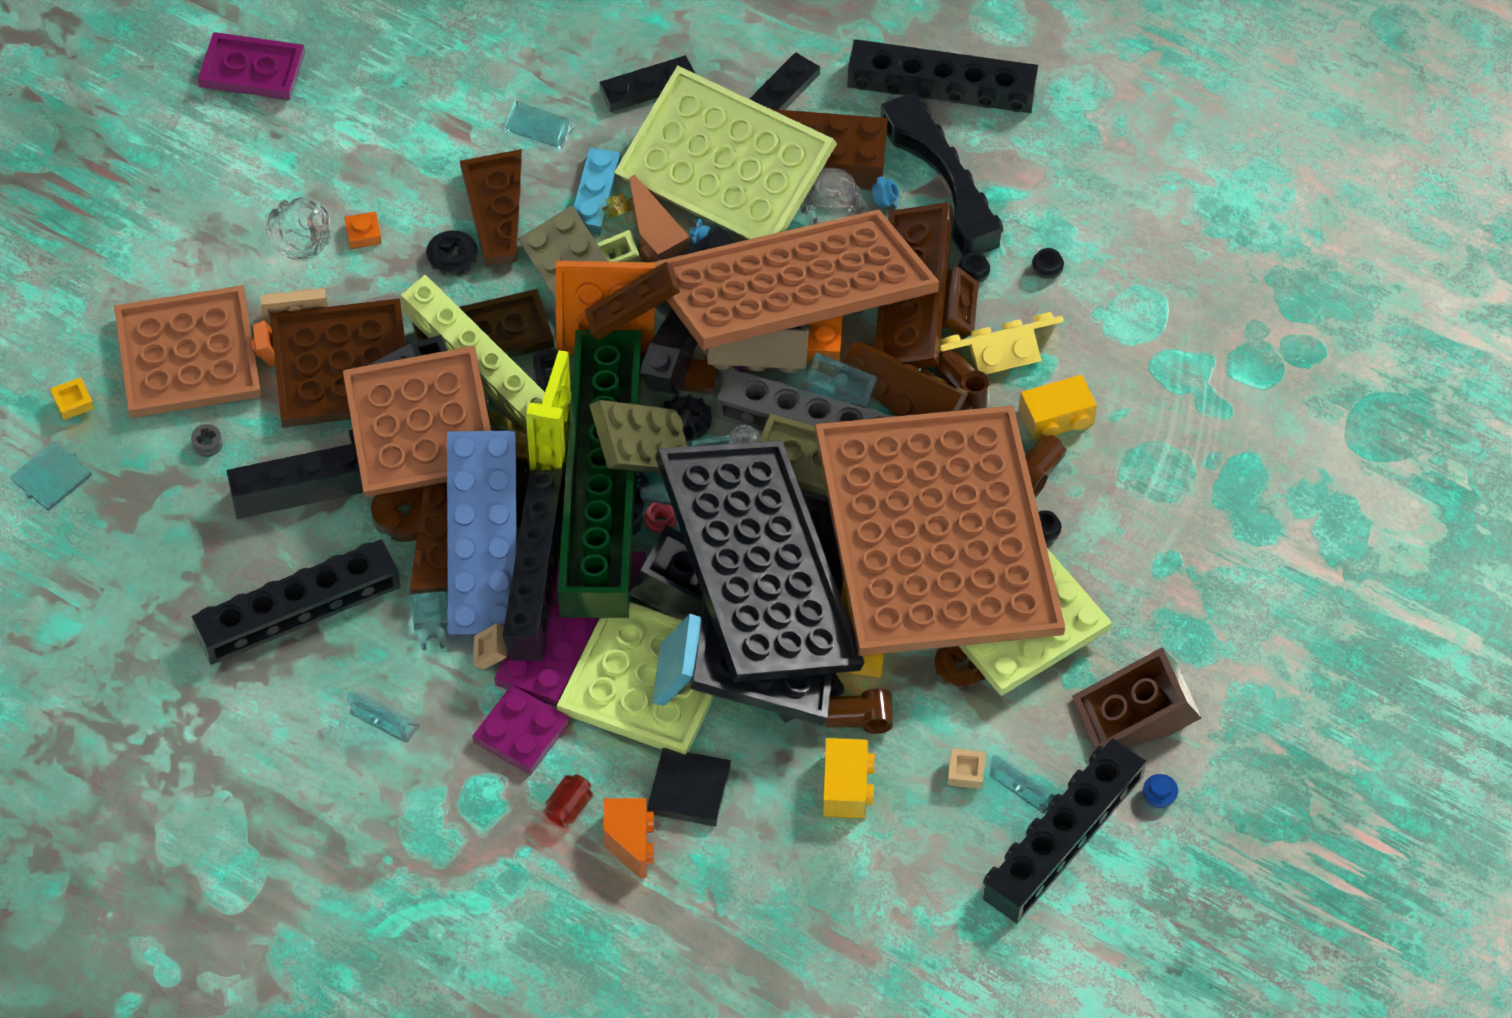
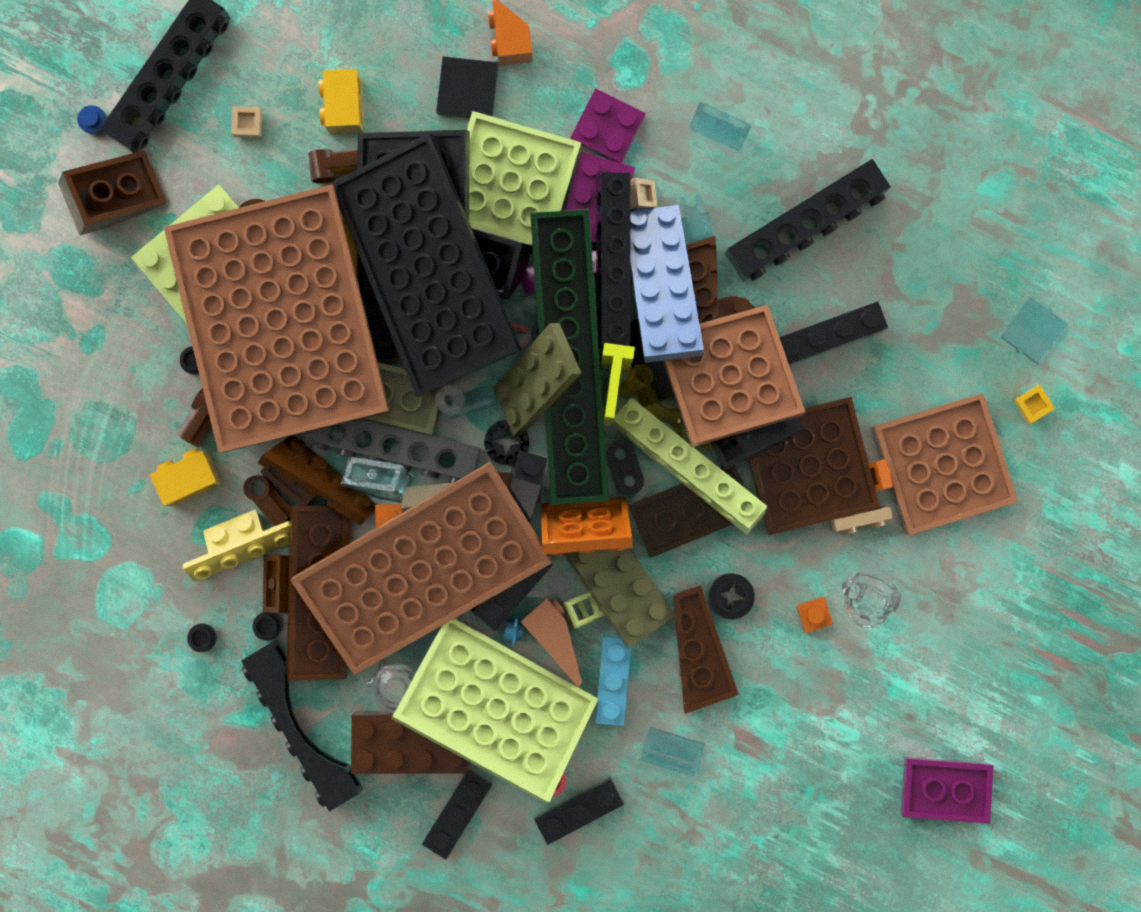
camera: 175 degrees right, 30 degrees up
(214, 435) = (918, 380): dark grey bush -> none
(568, 800) = (561, 61): clear red brick -> none
(617, 205) = (590, 659): clear yellow plate -> none
(632, 301) = (559, 516): reddish brown plate -> none
(677, 660) = (484, 170): medium azure tile -> none
(885, 192) = (350, 699): dark azure plate -> none
(942, 76) = (233, 844): black brick -> none
(1021, 783) = (200, 116): clear light blue slope -> none

